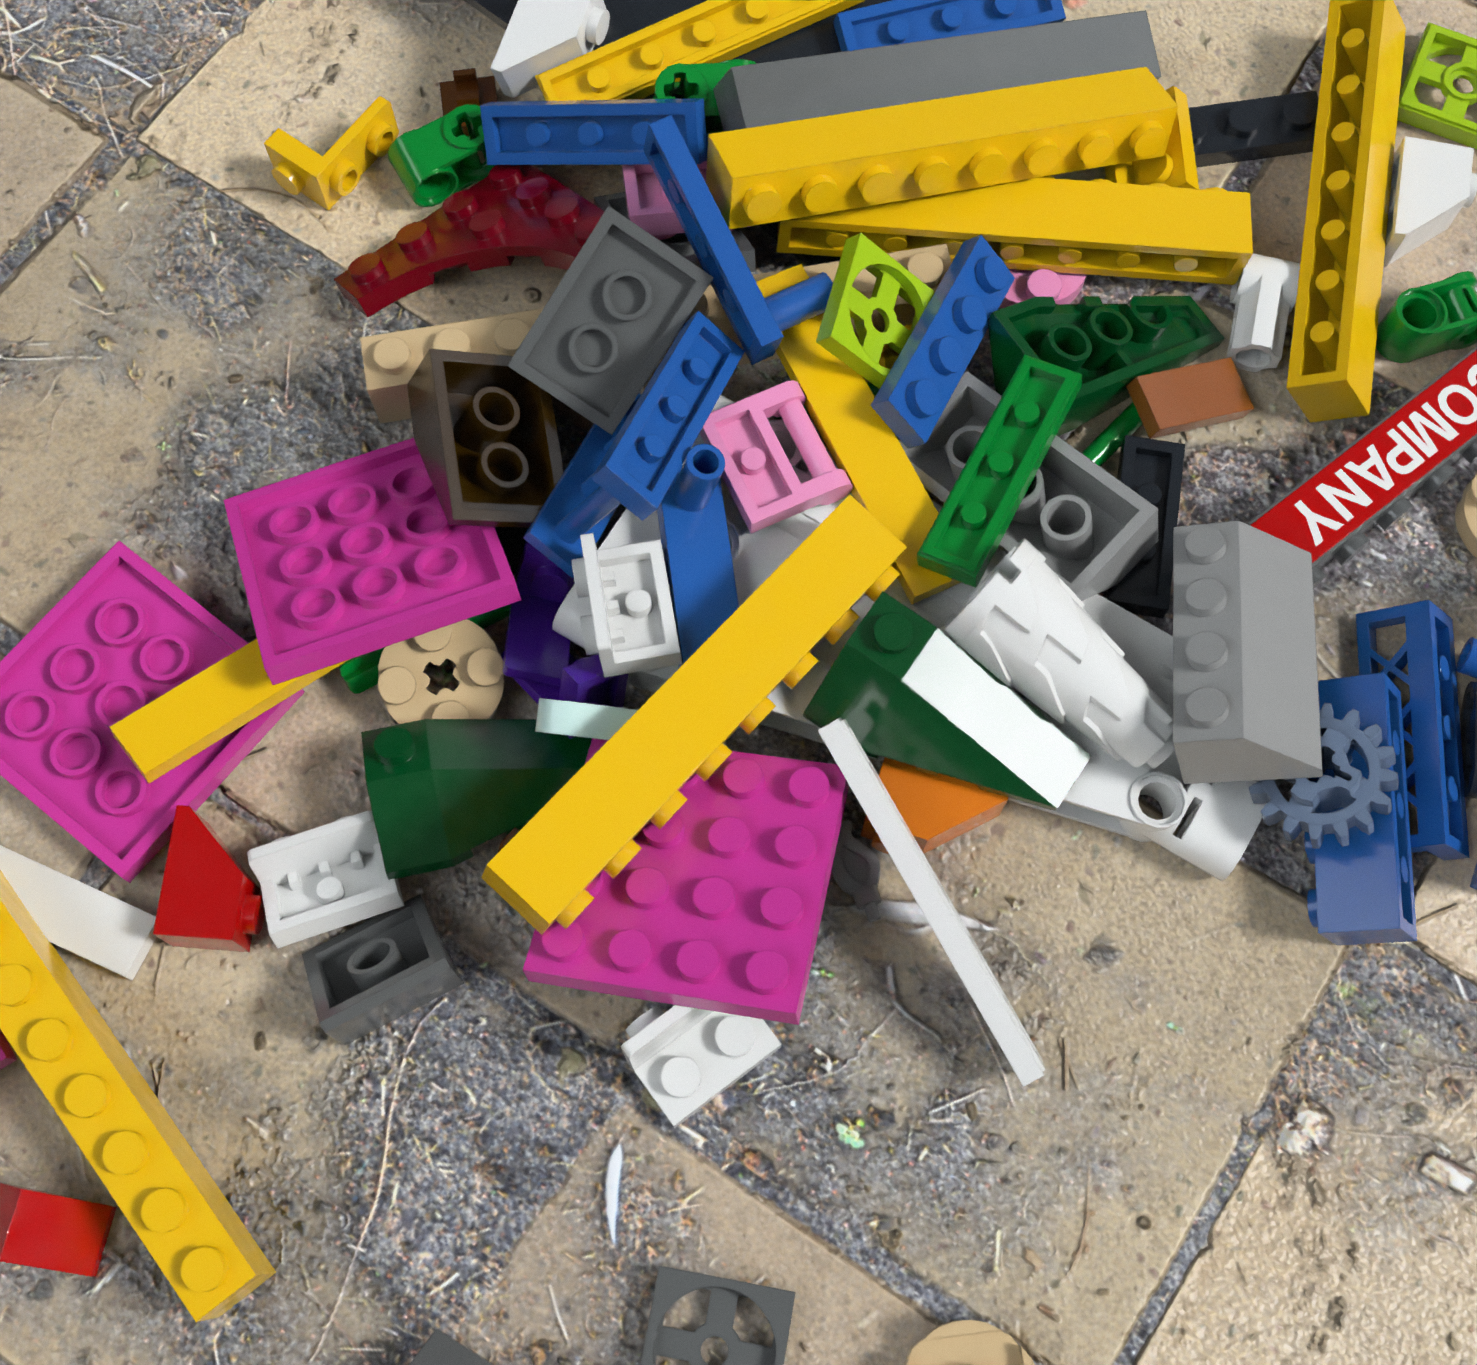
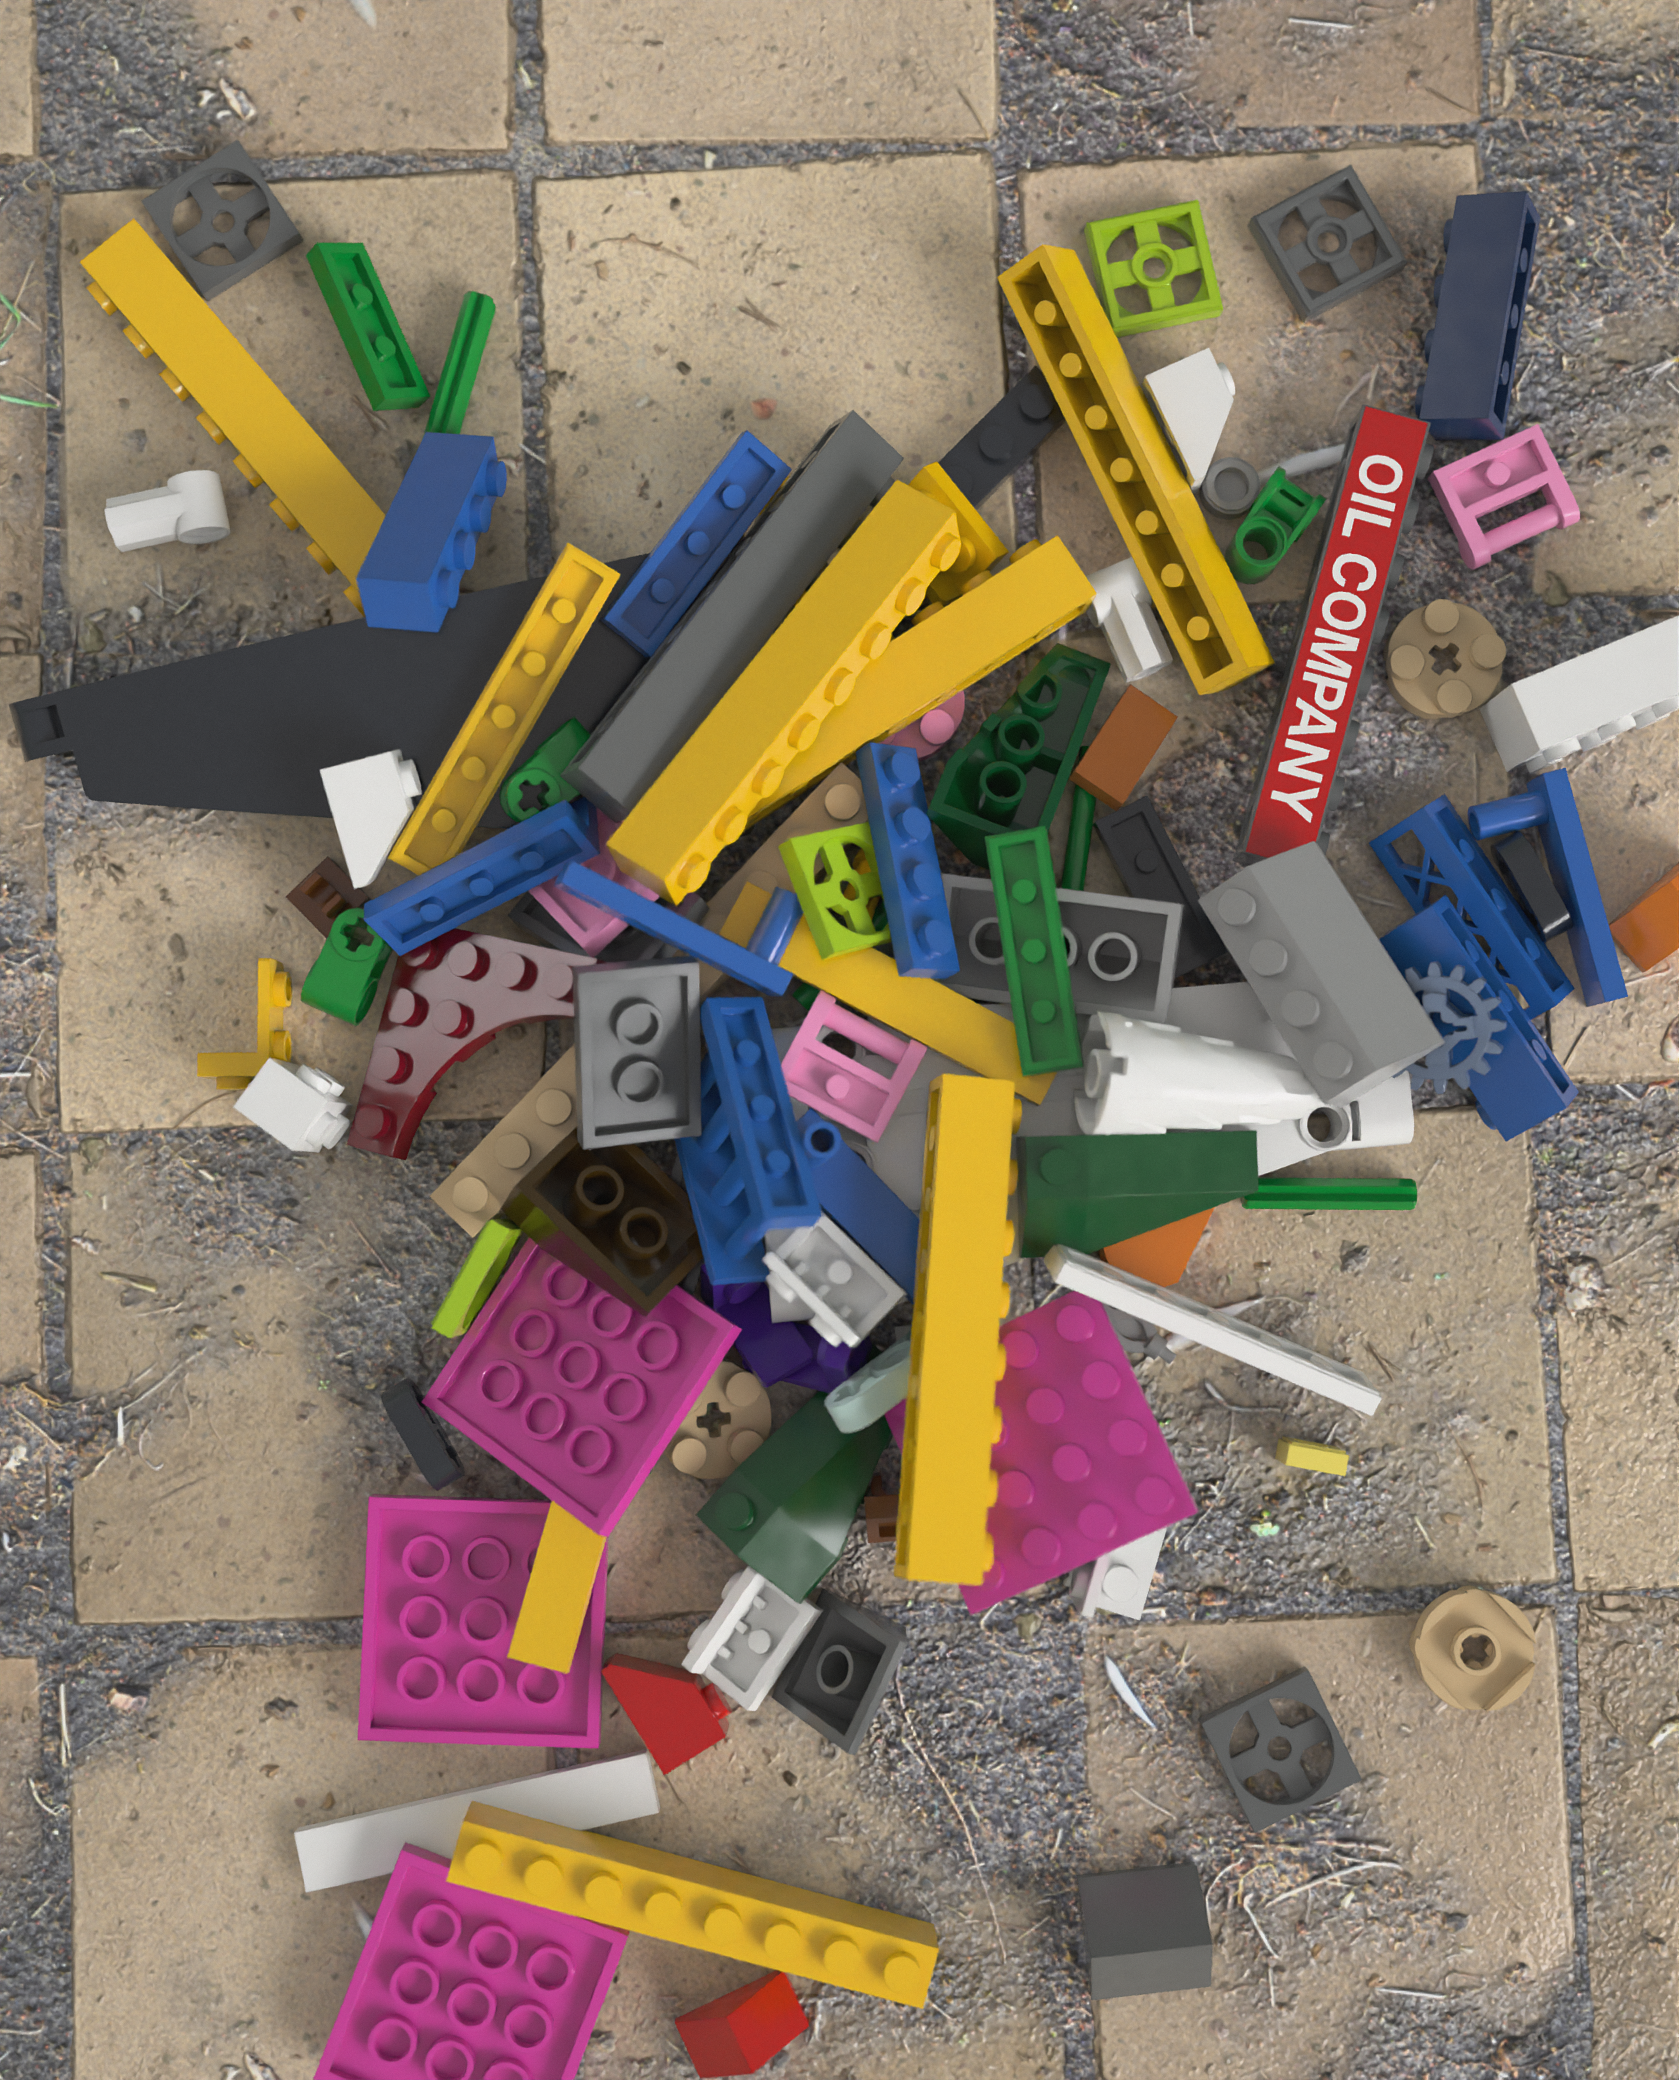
camera: 35 degrees left, 15 degrees up
(202, 527) = (422, 1434): none -> black beam
(318, 208) = (296, 1105): none -> white brick
(361, 399) = (477, 1277): none -> lime piece
(941, 1091) = (1312, 1456): none -> light yellow tile
(1119, 877) = (1333, 1194): none -> green axle
(1415, 268) = (1229, 488): none -> light grey tile

